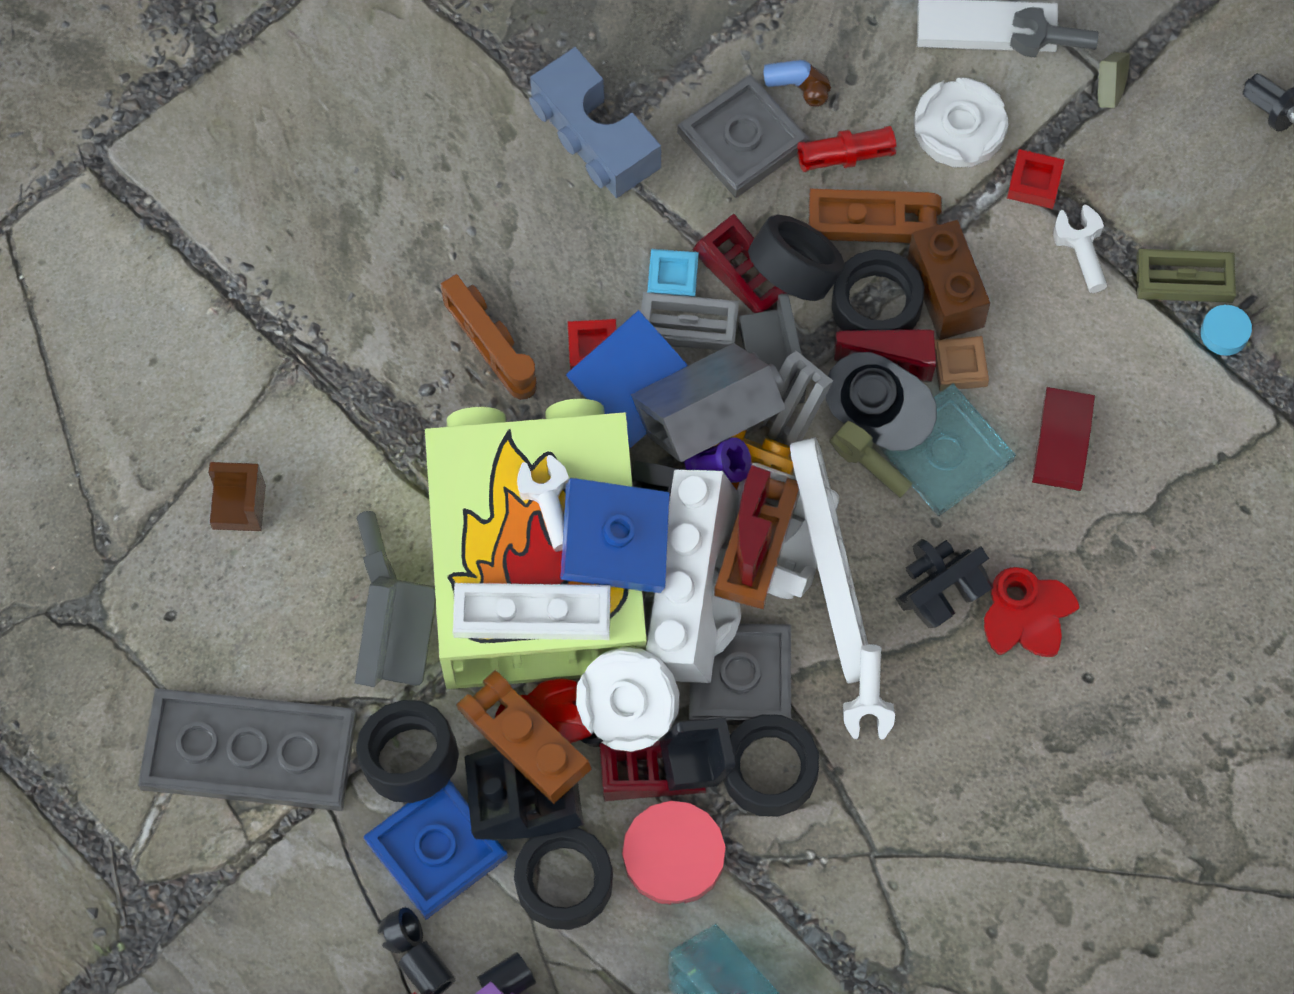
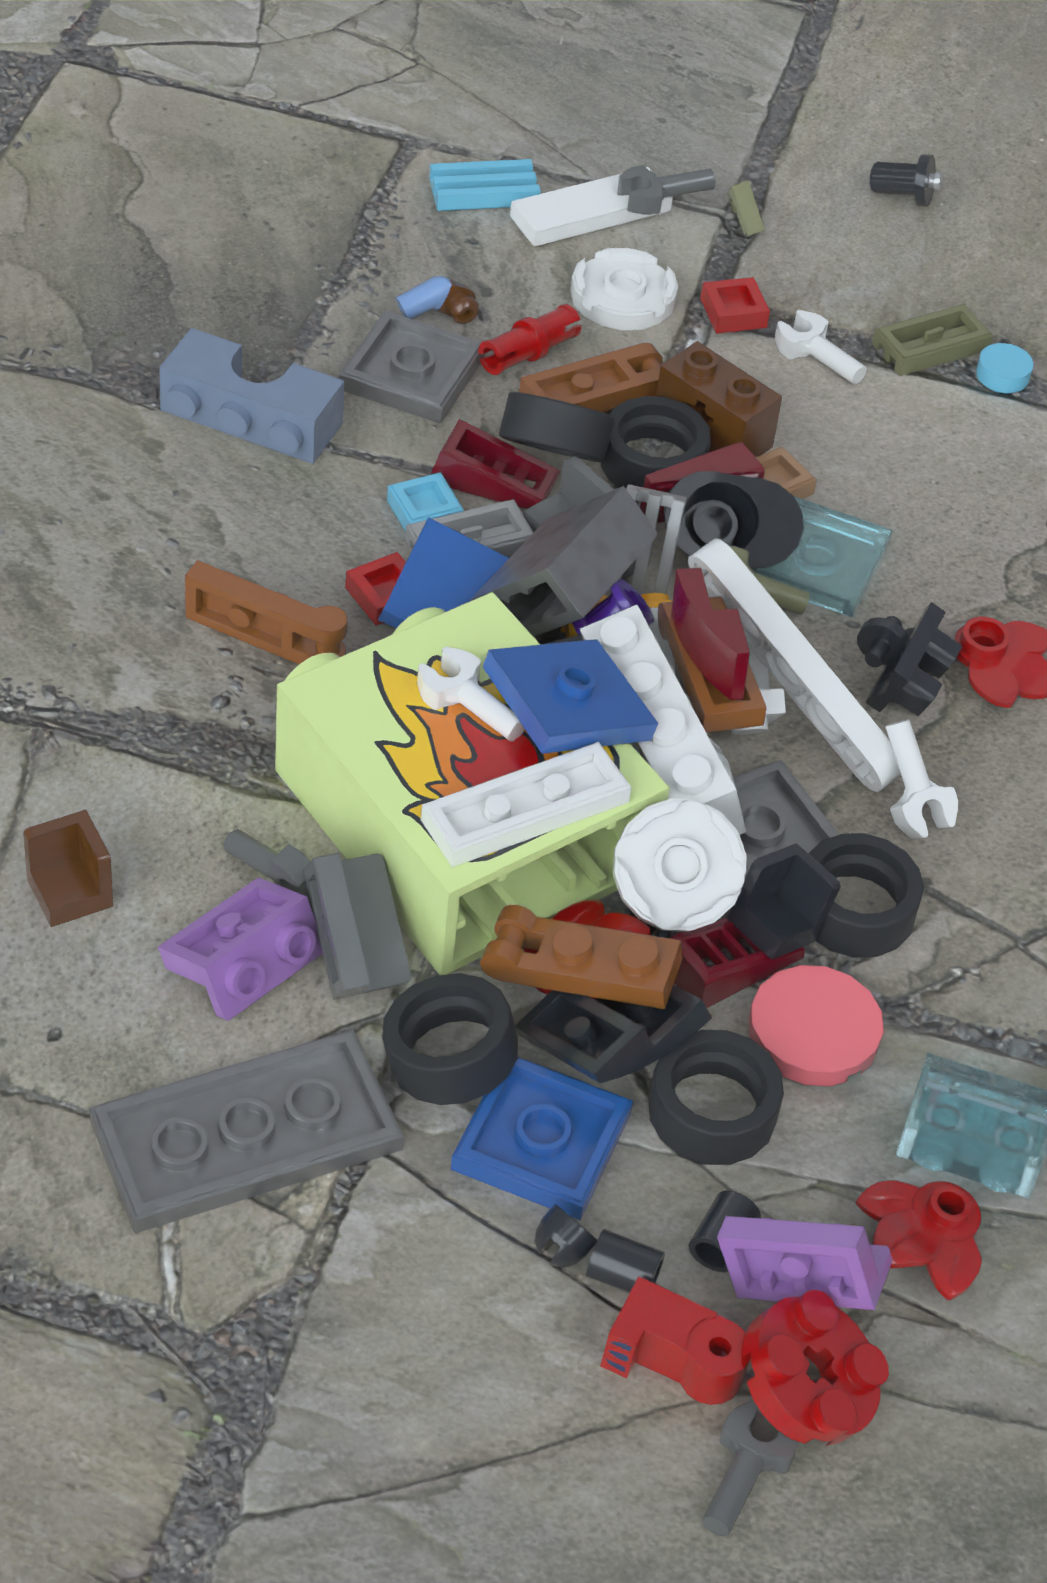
camera: 35 degrees left, 20 degrees down
(317, 608) = (245, 945): none -> medium lavender bracket
(1063, 439) = (929, 502): dark red slope -> none

